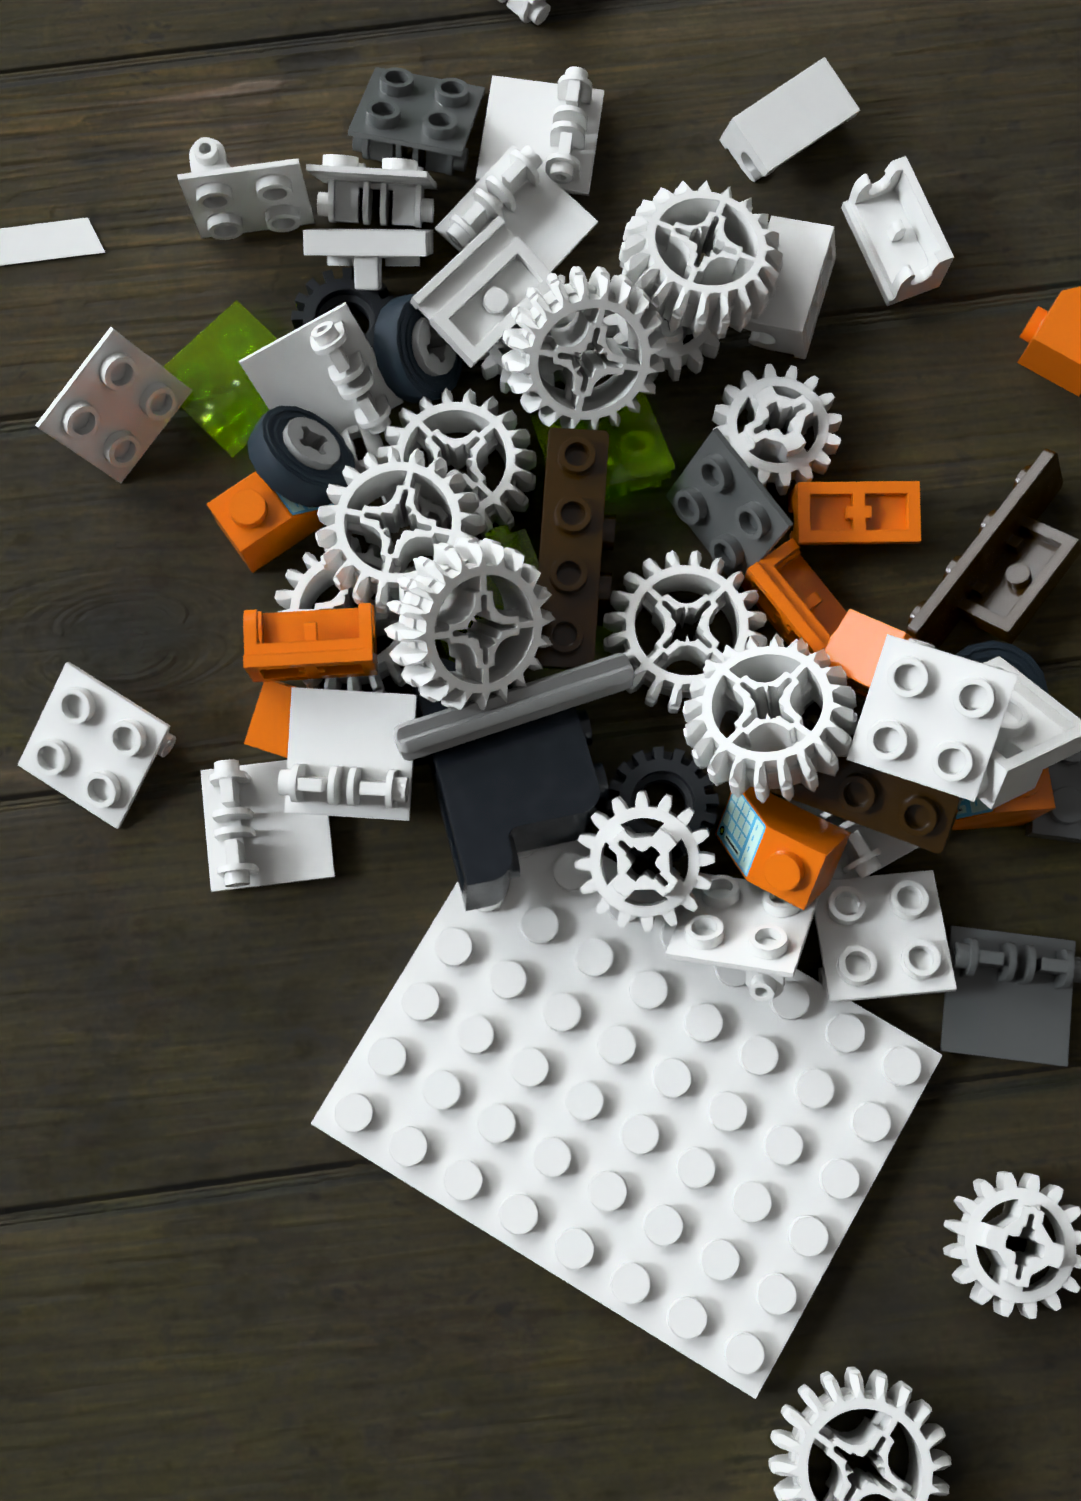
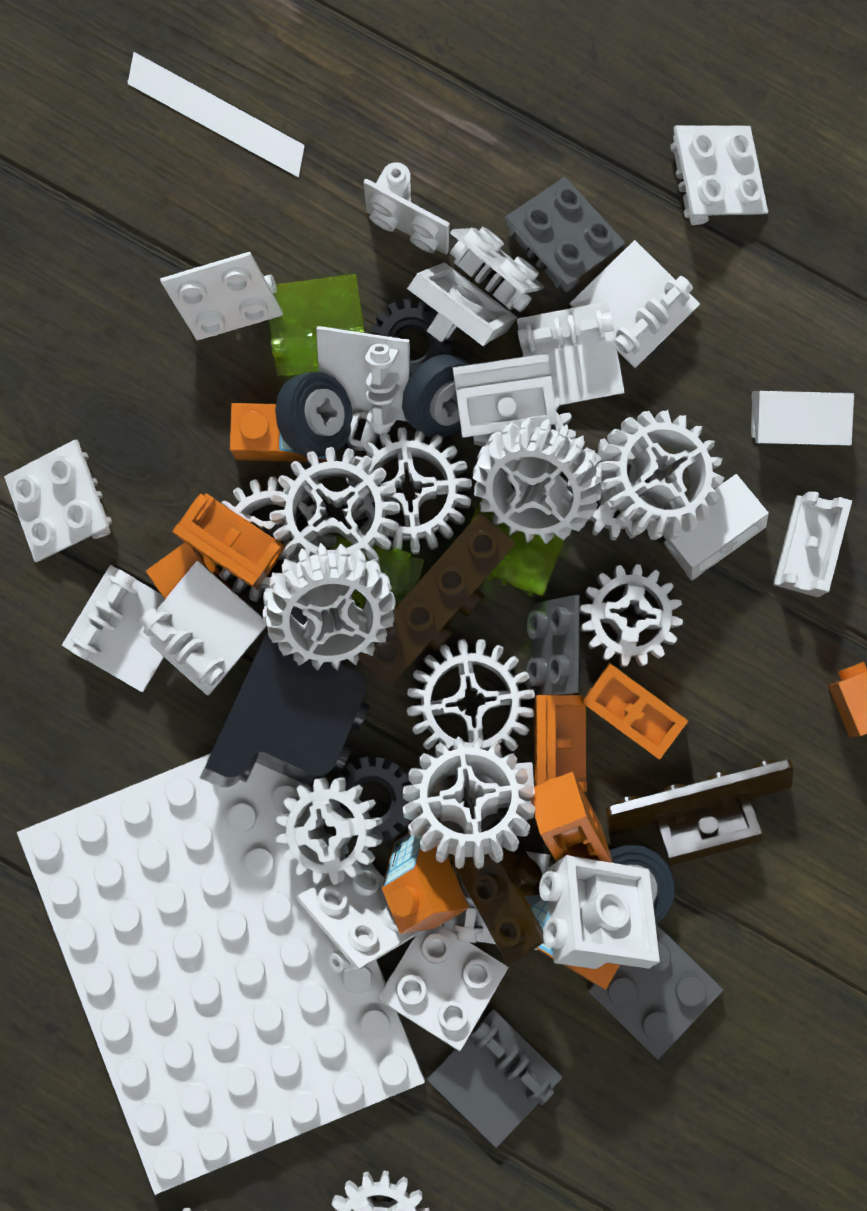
camera: 35 degrees right, 5 degrees up
(524, 704) = (338, 681): light grey axle -> none
(931, 716) = (557, 880): white hinge -> none

